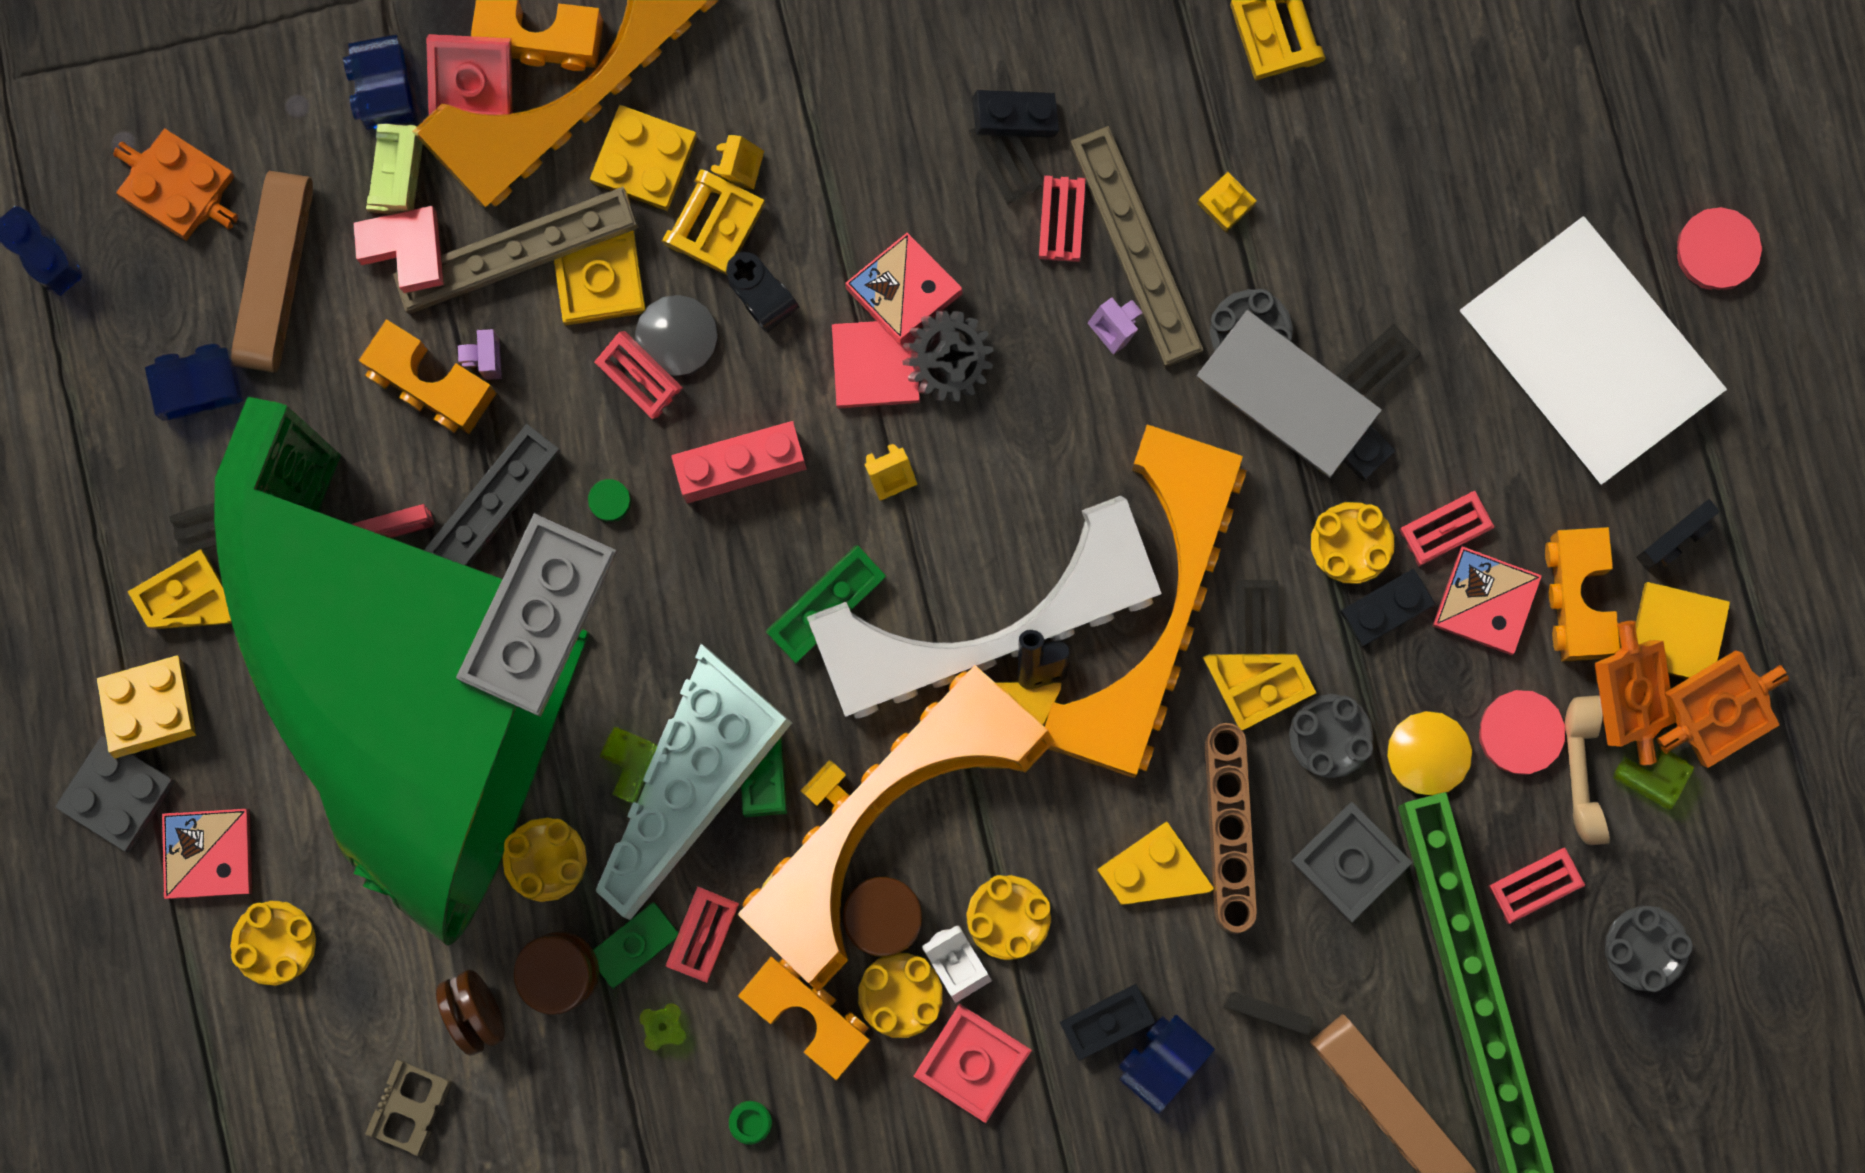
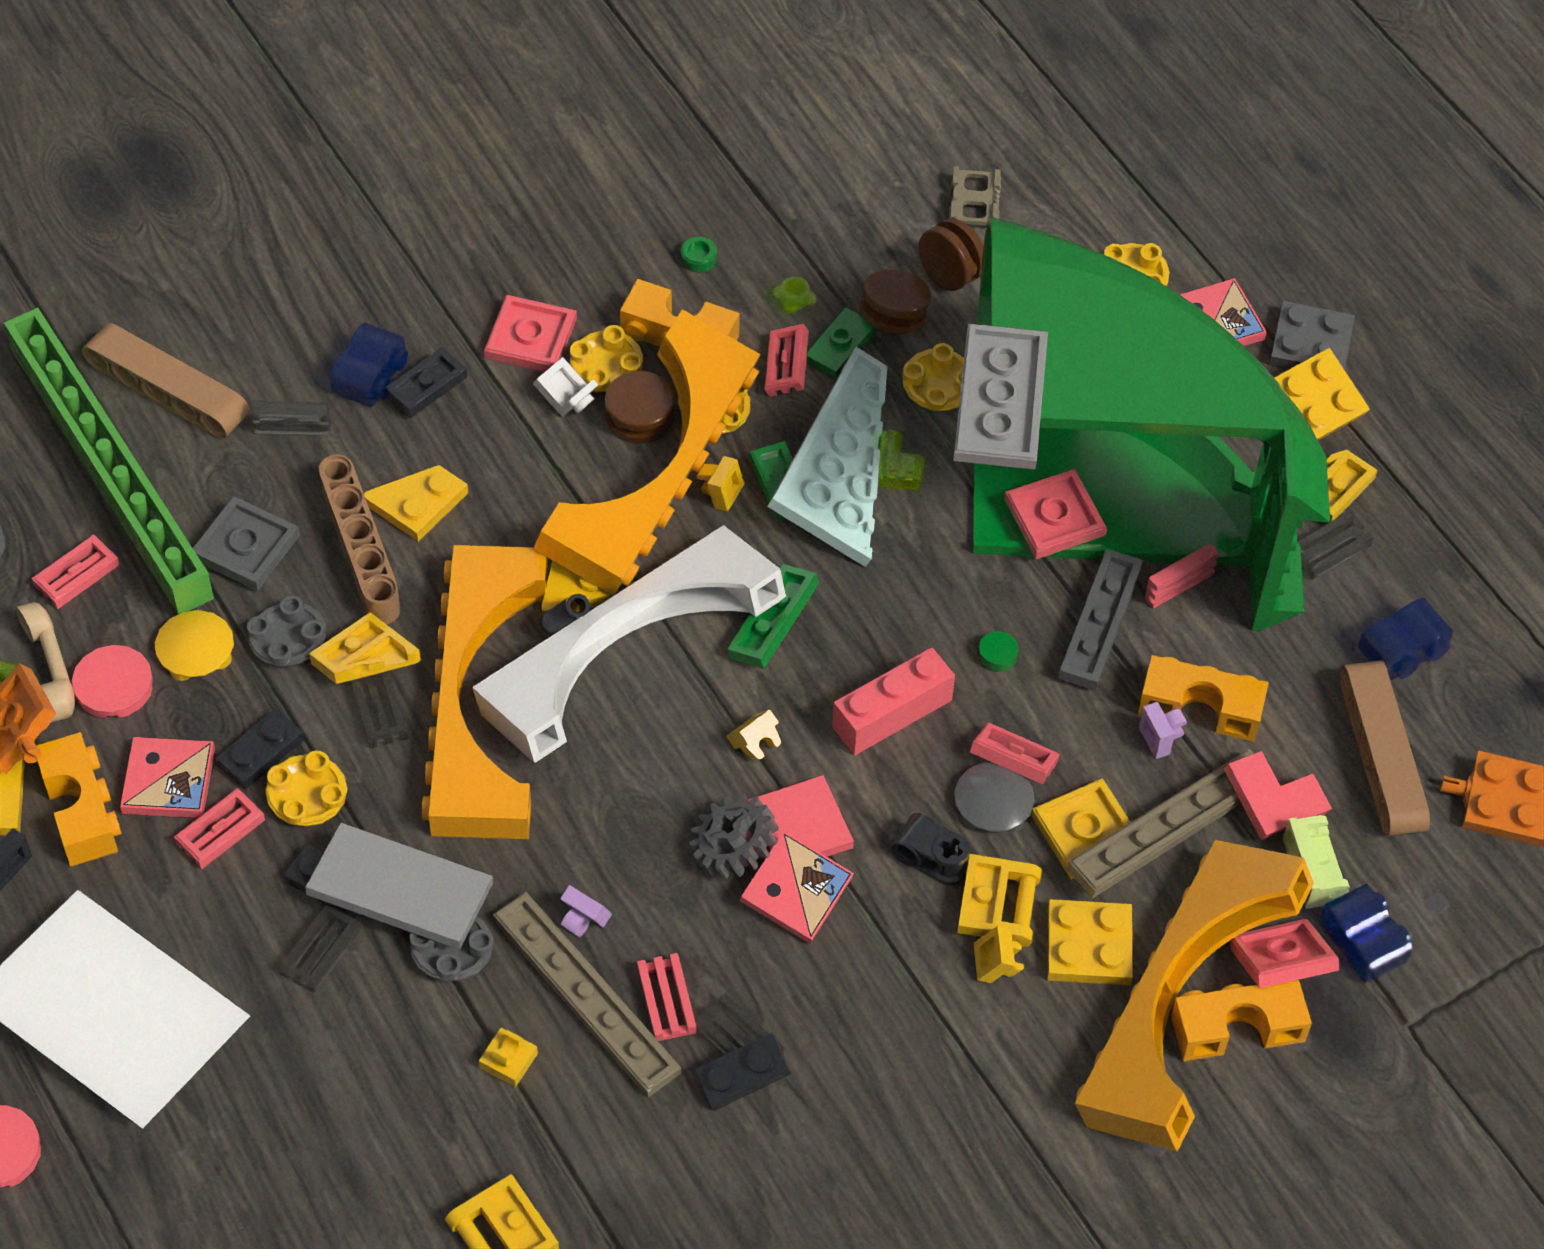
camera: 155 degrees right, 25 degrees down
(1008, 917) = (533, 434): yellow dish -> none

